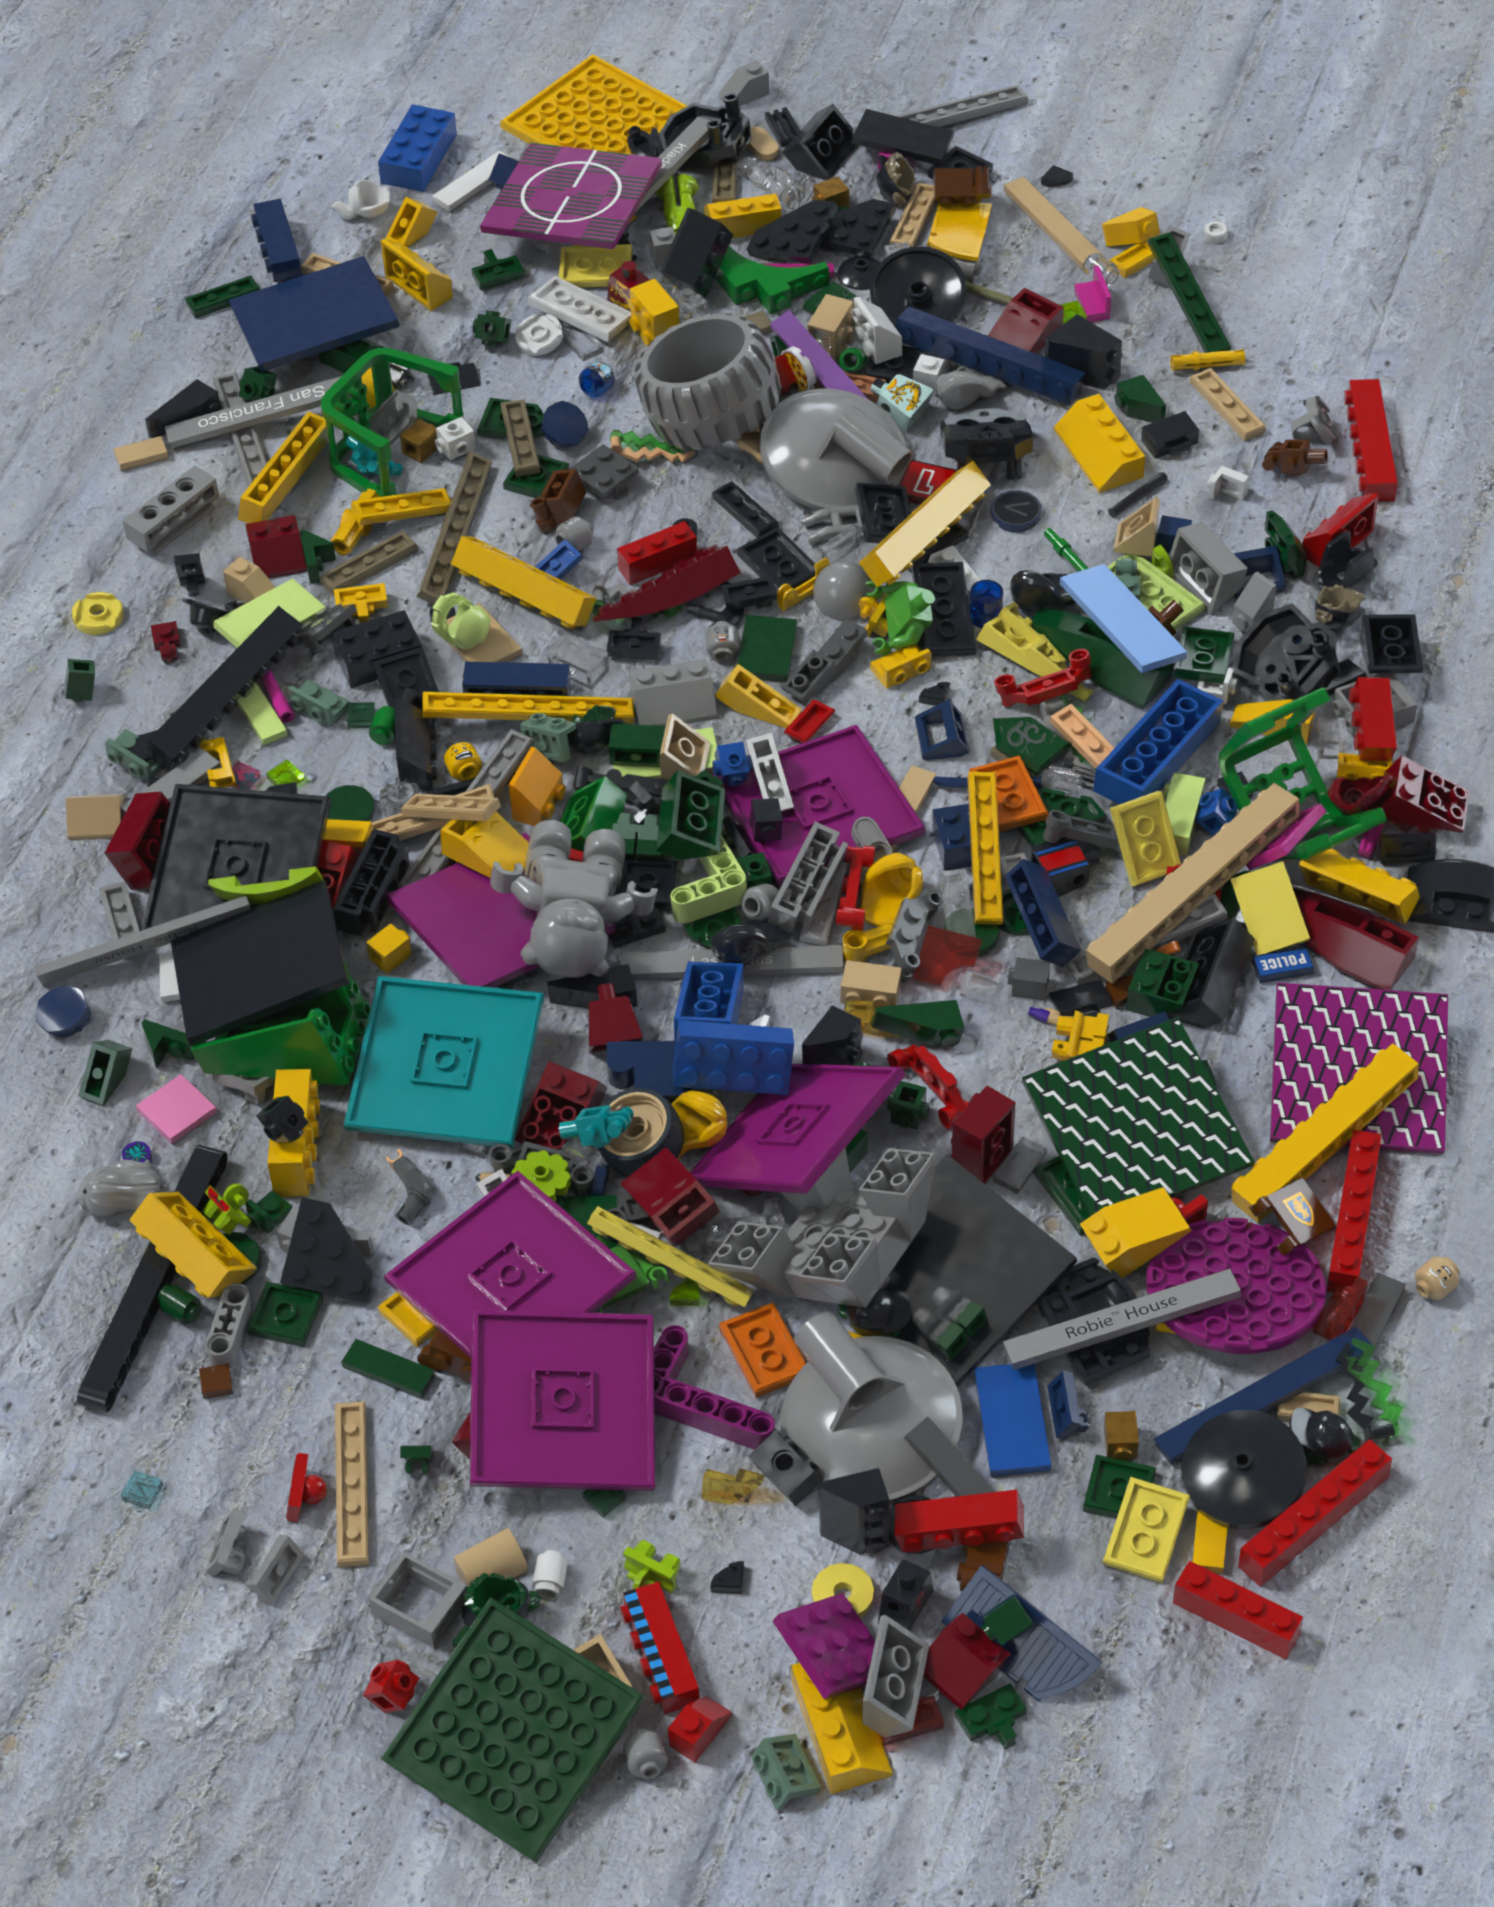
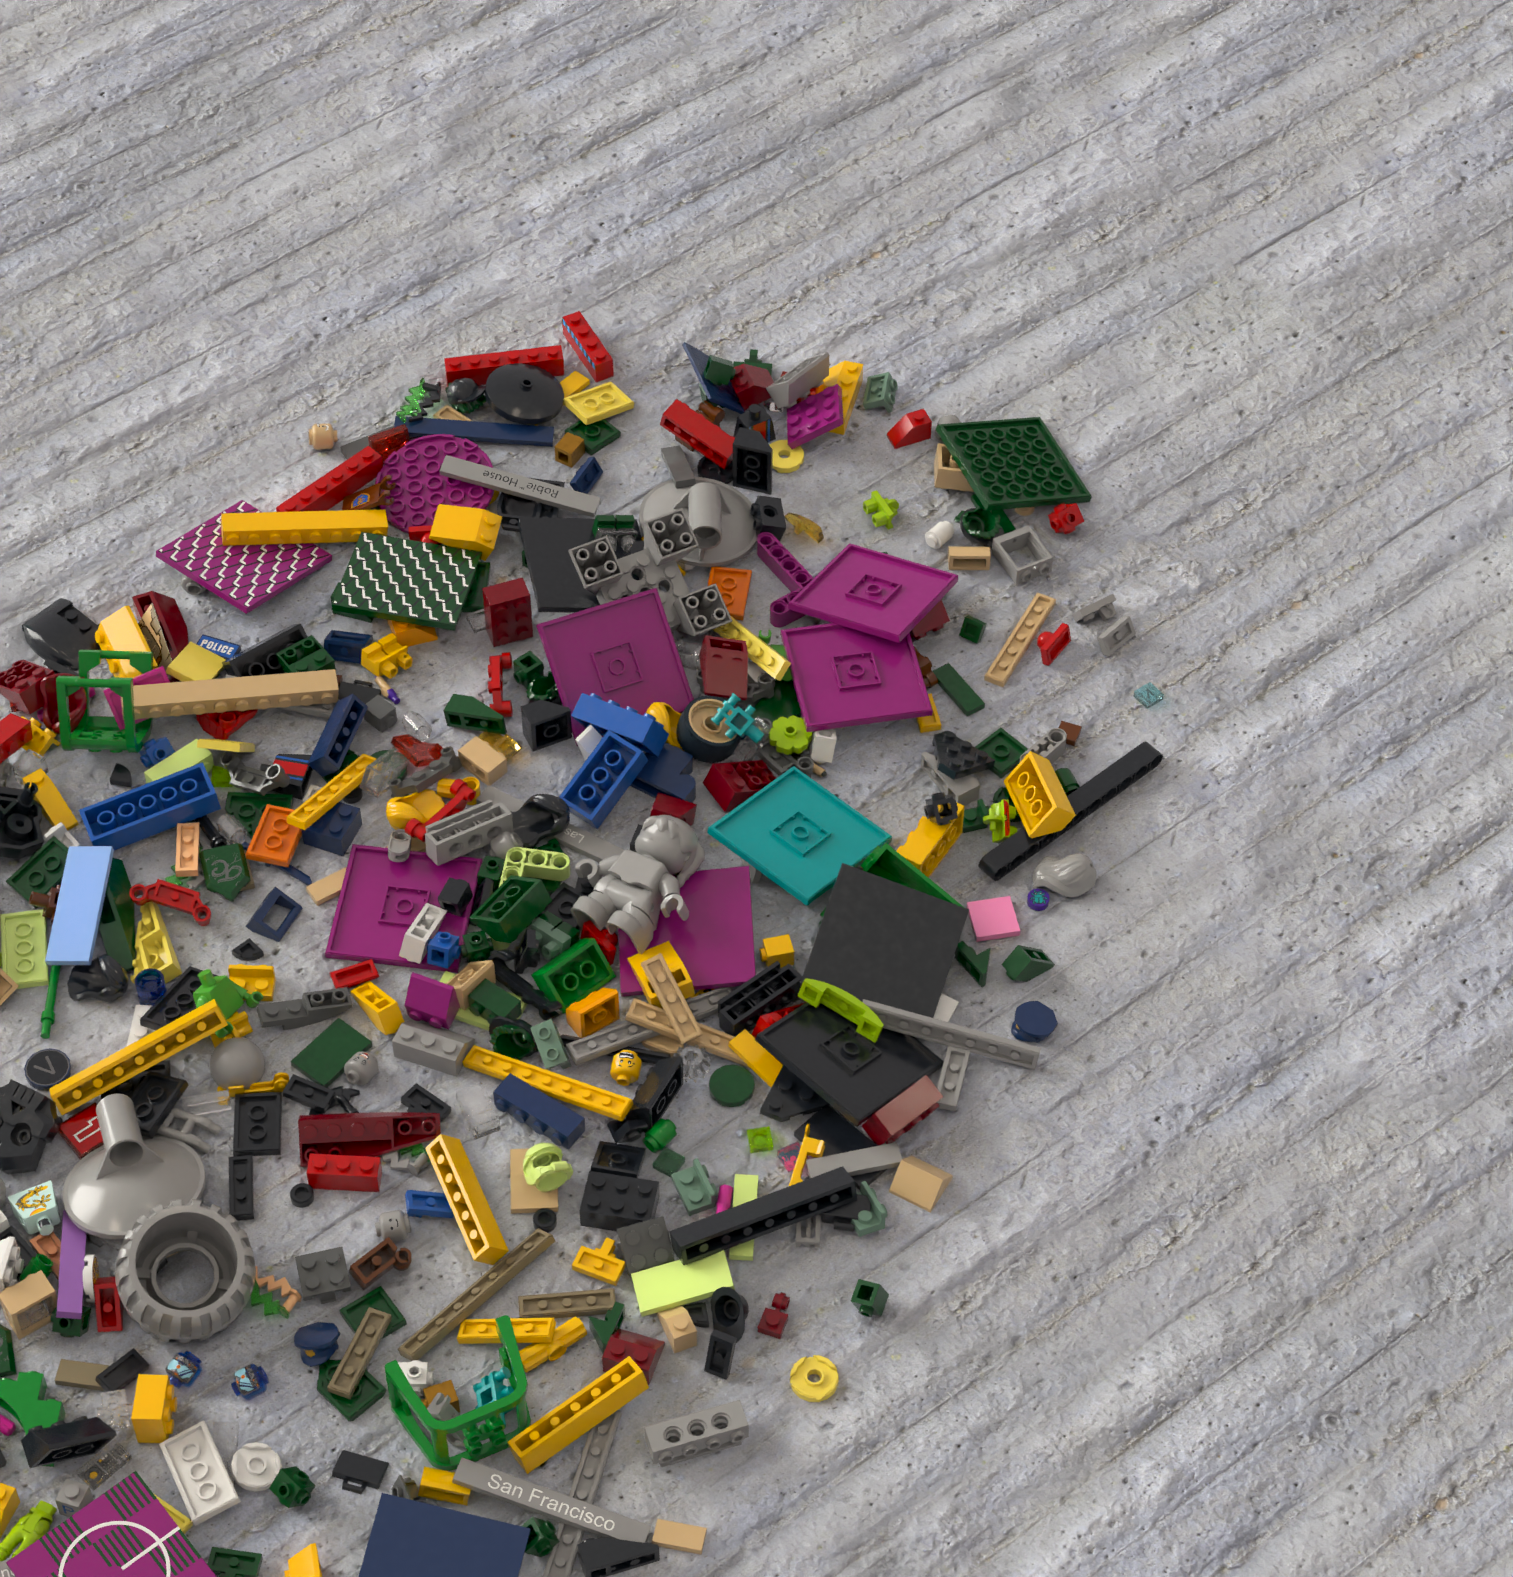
camera: 150 degrees left, 0 degrees up
(416, 1186) = (869, 785): dark grey arm -> none
(621, 281) = (147, 1453): dark red torso -> none
(660, 1647) = (904, 470): red brick -> none
(702, 710) = (431, 1001): none -> magenta slope
(729, 1579) = (840, 492): black tile -> none
(1012, 1420) = (622, 487): blue tile -> none
(1126, 572) = (35, 952): sand green plate -> none

